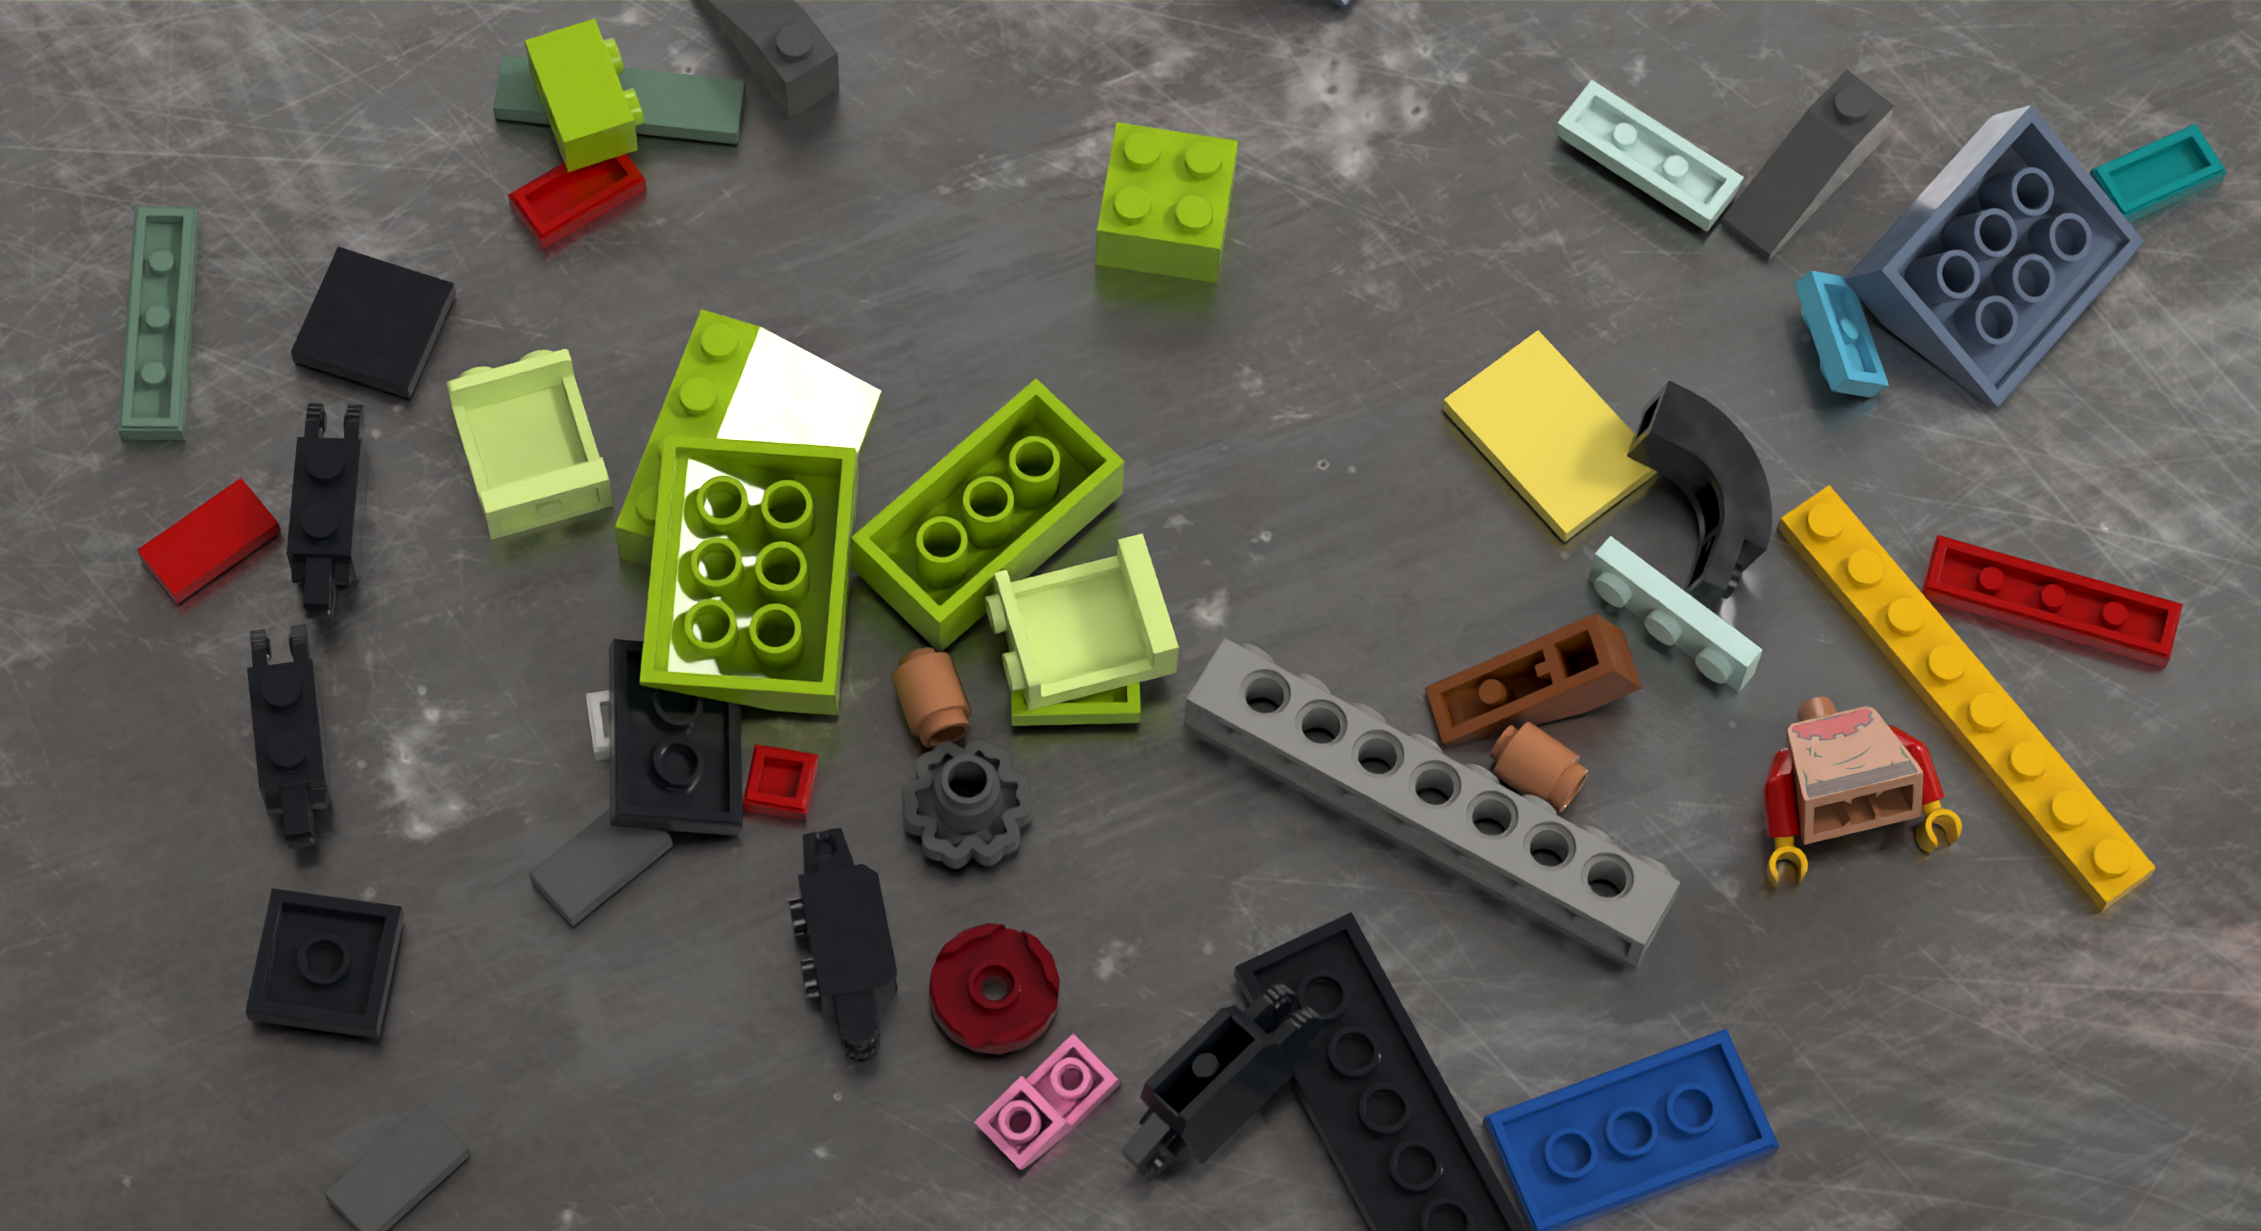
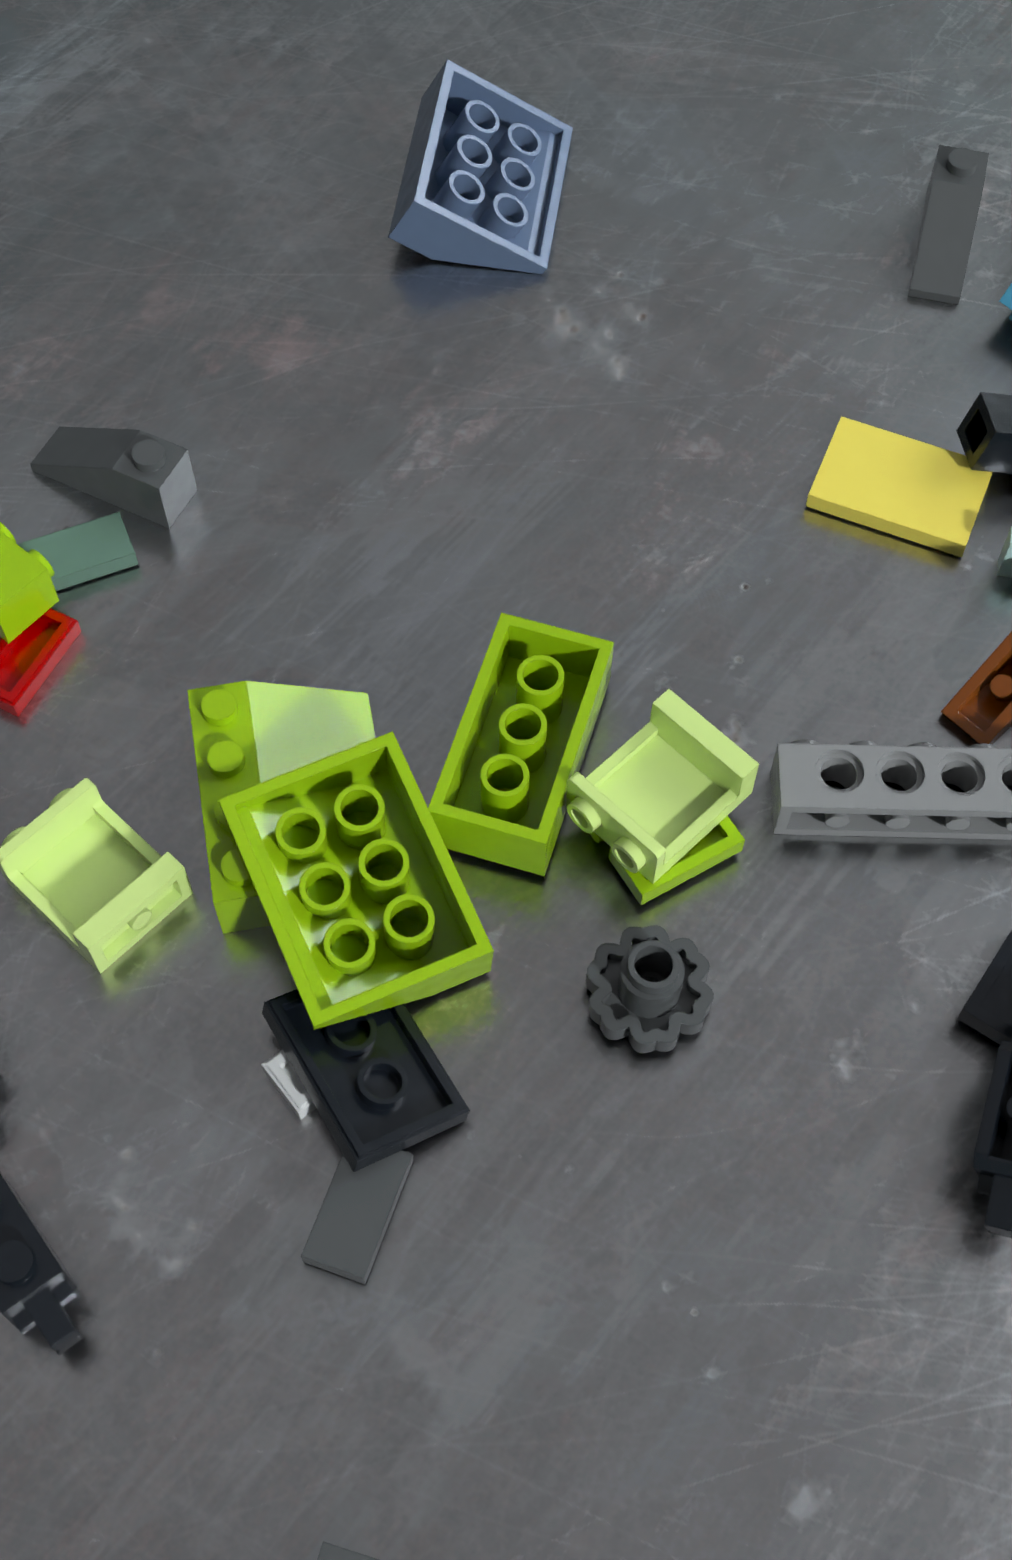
camera: 25 degrees left, 5 degrees down
(325, 963) = (151, 1453): black plate -> none
(780, 782) = (476, 1054): red tile -> none
(847, 940) = (624, 1164): black hinge -> none
(932, 696) = (565, 914): nougat brick -> none
(998, 957) = (781, 1107): dark red plate -> none
(1048, 1103) = (883, 1216): bright pink slope -> none
(1166, 202) = (510, 449): lime brick -> none
(1649, 155) = (833, 268): light aqua plate -> none

